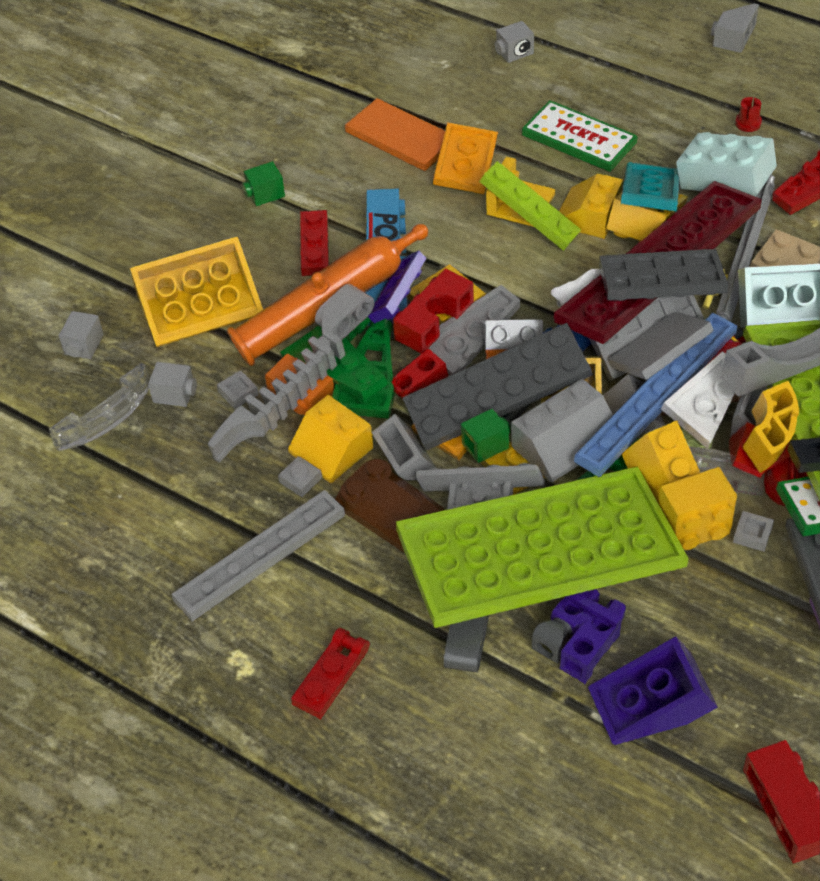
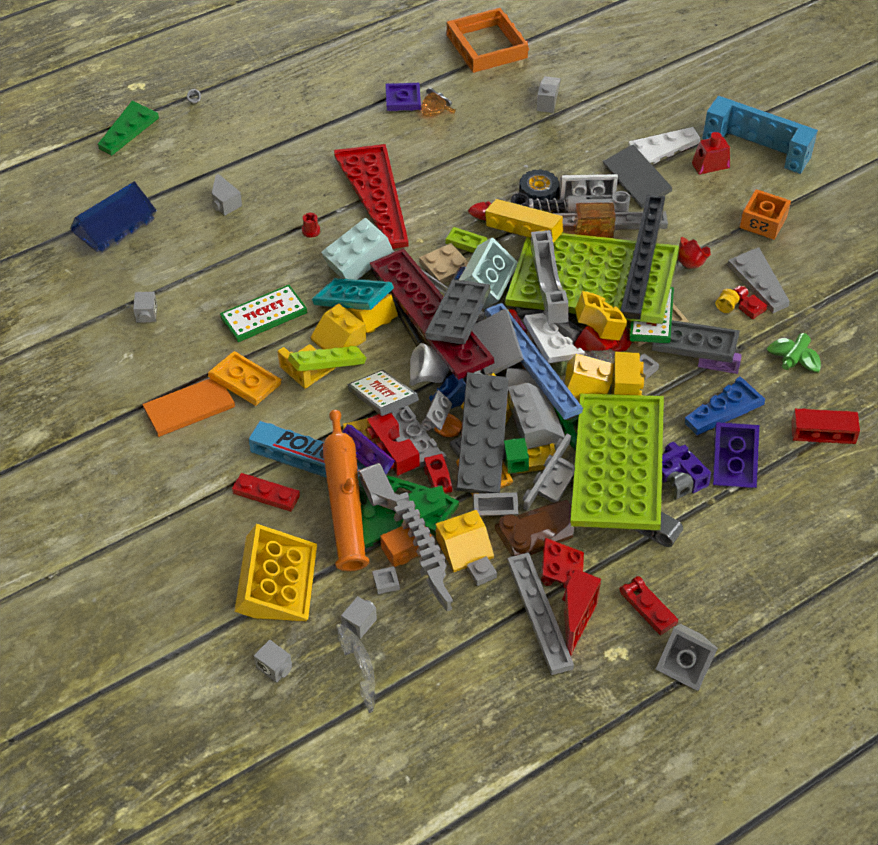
camera: 70 degrees left, 0 degrees up
(260, 734) = (687, 656): none -> light grey slope
(263, 184) = (188, 499): green brick -> none
(265, 584) = (580, 602): none -> red slope
(346, 552) = (559, 562): none -> red hinge
(507, 272) = (383, 392): none -> tile
(757, 663) = (731, 403): none -> blue wing

